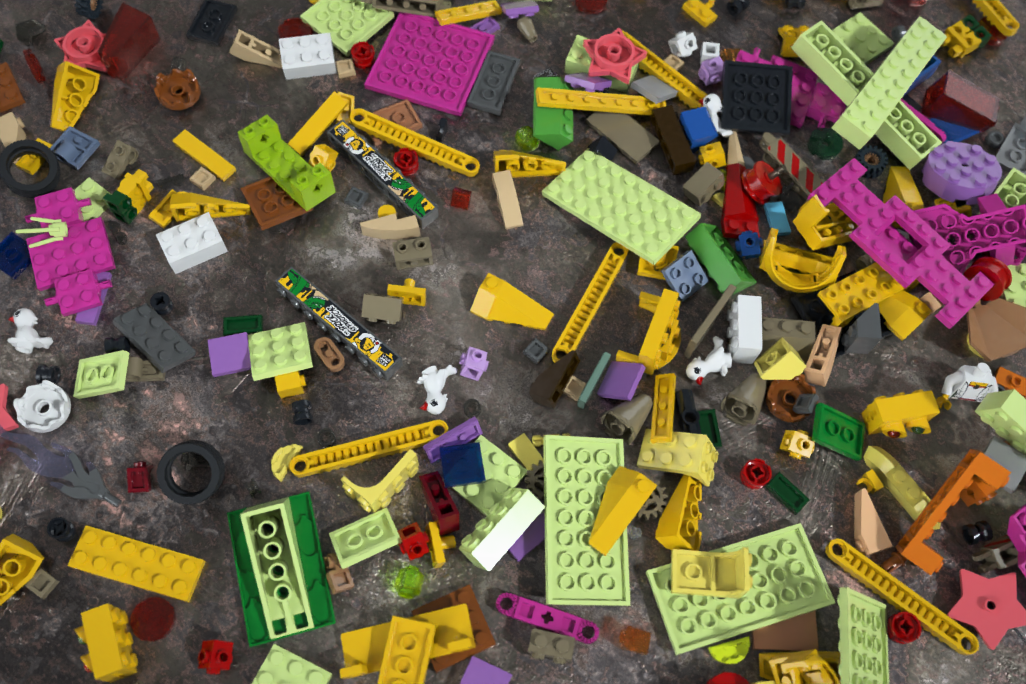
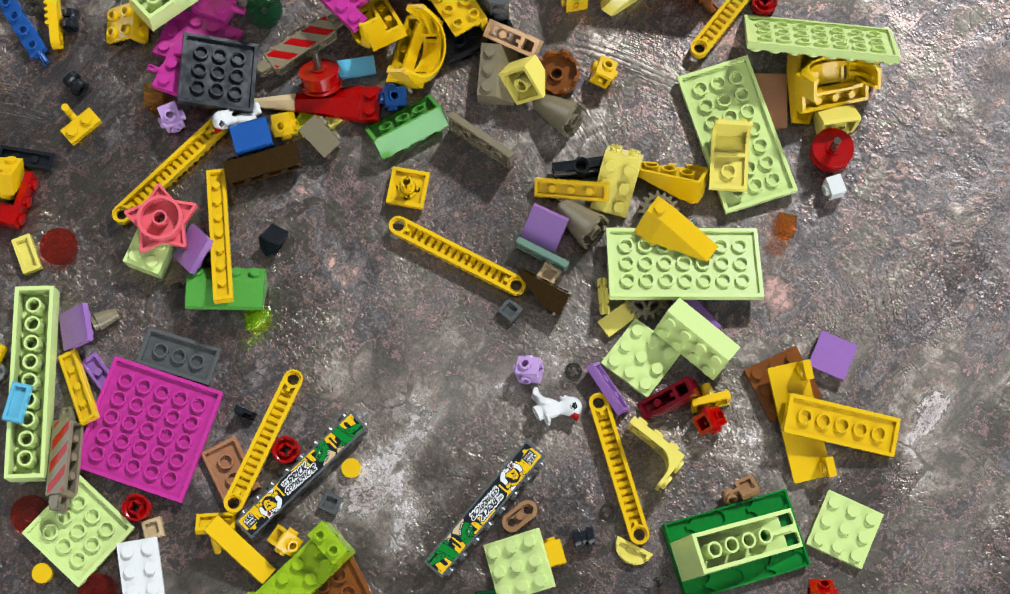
camera: 85 degrees left, 10 degrees up
(364, 538) = (708, 466): yellowish green plate -> none
(382, 307) = (468, 463): dark tan brick -> none
(391, 228) = (371, 460): tan slope -> none
(409, 582) = (746, 423): clear neon green head -> none
(411, 294) = (449, 440): yellow tile -> none
(412, 253) = (402, 437): dark tan brick -> none
(461, 198) = (334, 388): clear red tile -> none
(462, 465) = (635, 377): clear blue tile -> none
(505, 303) = (460, 340): yellow wedge -> none
(507, 199) = (336, 339): tan slope -> none
(526, 164) = (290, 333): yellow wedge -> none
(551, 646) = (796, 297): dark tan brick -> none
(563, 623) = (766, 313): dark pink piece -> none
(621, 206) = (347, 221): yellowish green plate -> none
(623, 134) = (252, 214): dark tan tile -> none
(654, 89) = (195, 180): light grey tile -> none
(665, 316) = (498, 185): yellow piece -> none
(674, 62) = (154, 159): tan tile -> none
(683, 44) = (133, 146): white brick -> none
(685, 275) = (428, 162): sand blue plate -> none
(709, 51) = (142, 115): white plate -> none
(709, 426) = (587, 149): dark green tile -> none
(714, 362) = (521, 139): white animal -> none
(731, 651) = (790, 144): neon yellow tile -> none
(745, 329) = (489, 108): white brick -> none
(748, 477) = (636, 117): red wheel -> none
(787, 493) = (647, 86): dark green tile -> none
(791, 200) = (334, 50): clear smoke bracket -> none
(805, 403) = (565, 60): dark grey tile -> none
(838, 431) = (590, 34): green tile -> none
(868, 529) = (678, 20): light nougat slope -> none
(872, 481) = (636, 11): yellow tile -> none

